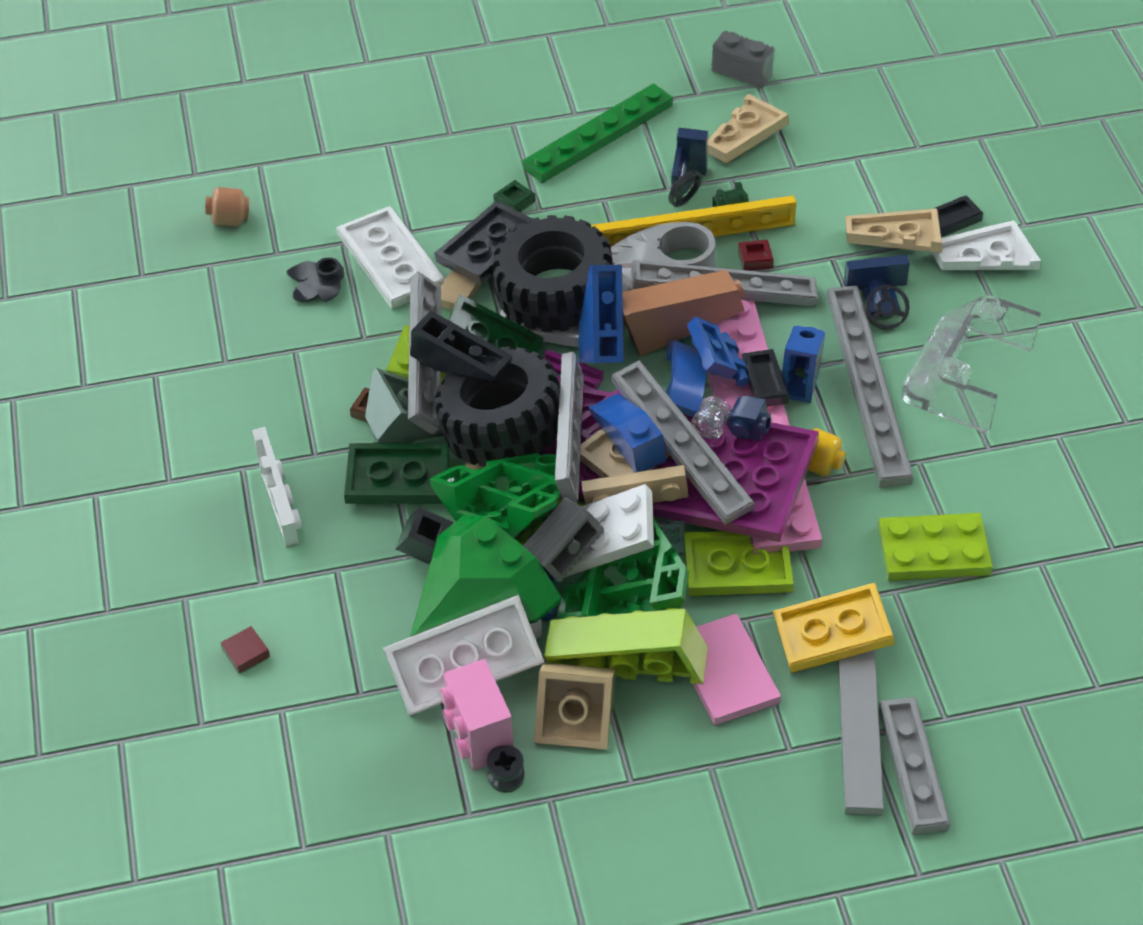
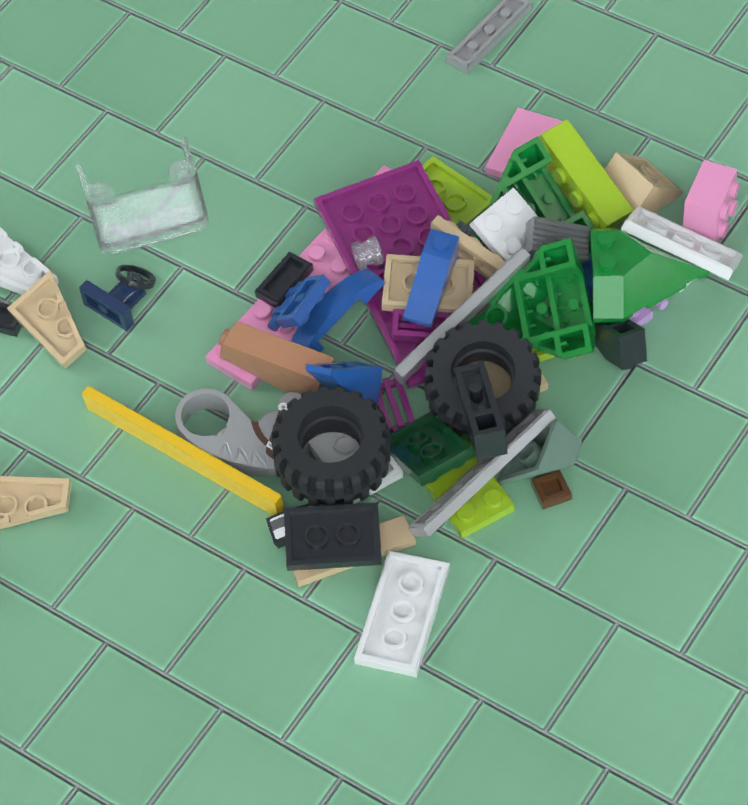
camera: 130 degrees left, 5 degrees up
(227, 207) = (483, 762): nougat head -> none
(279, 494) = (687, 457): white wing -> none
(317, 279) = (485, 634): black plate -> none
(394, 472) = (592, 415): dark green plate -> none
(515, 196) = (252, 590): dark green tile -> none
(597, 133) = (117, 599): green plate -> none
(685, 443) = (406, 250): light grey tile -> none
(688, 165) = (100, 494): dark blue piece -> none
(730, 197) = (117, 441): dark green brick -> none
(749, 418) = (348, 229): dark blue plate -> none
(755, 255) = (154, 394): dark red tile -> none
(756, 285) = (215, 373): light grey tile -> none
(802, 351) = (240, 273): blue torso -> none
(827, 454) = (307, 219): yellow head -> none
(833, 627) = (443, 116): yellow tile -> none
(860, 735) = (485, 73): light grey tile -> none
(869, 387) = (213, 248): light grey tile -> none
(934, 546) = (321, 124): lime plate -> none

